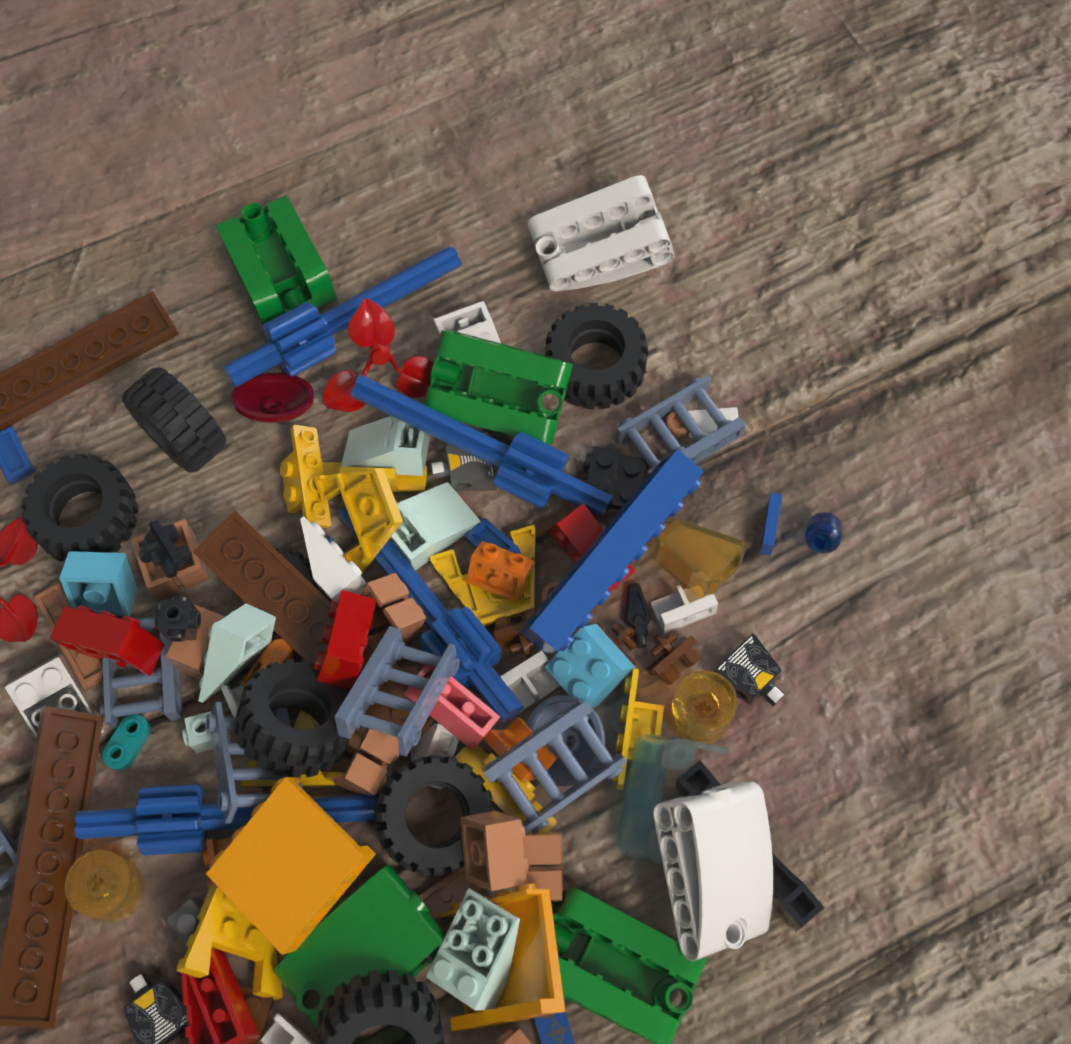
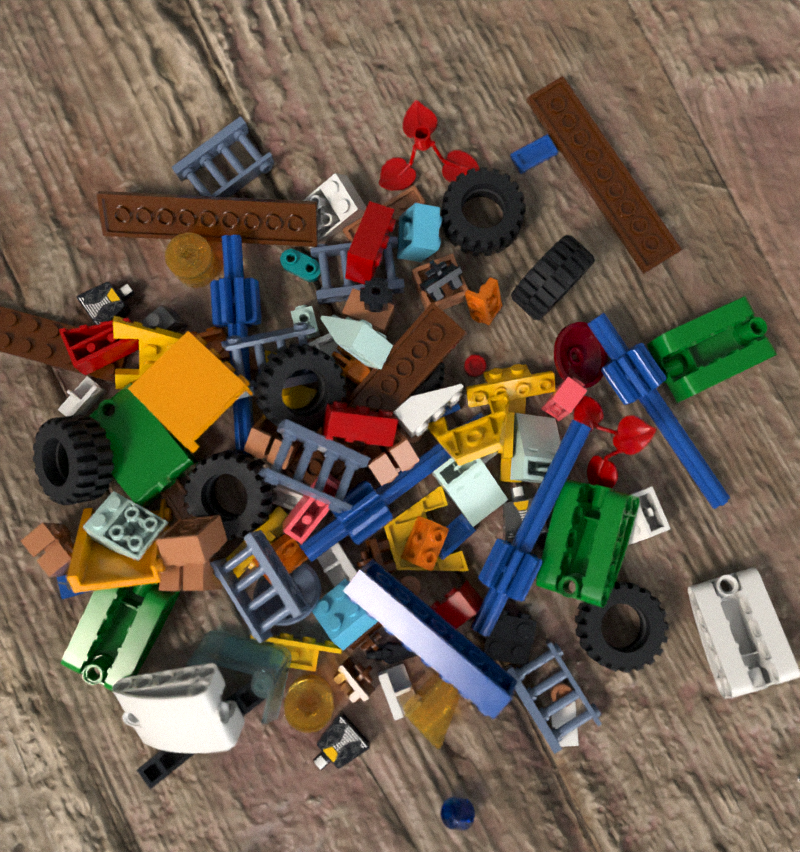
camera: 85 degrees right, 15 degrees up
(199, 506) = (485, 304): none -> orange bracket
(278, 522) = (475, 365): none -> red tile
(326, 410) = (564, 398): none -> coral brick
(770, 524) = (467, 768): blue tile -> none

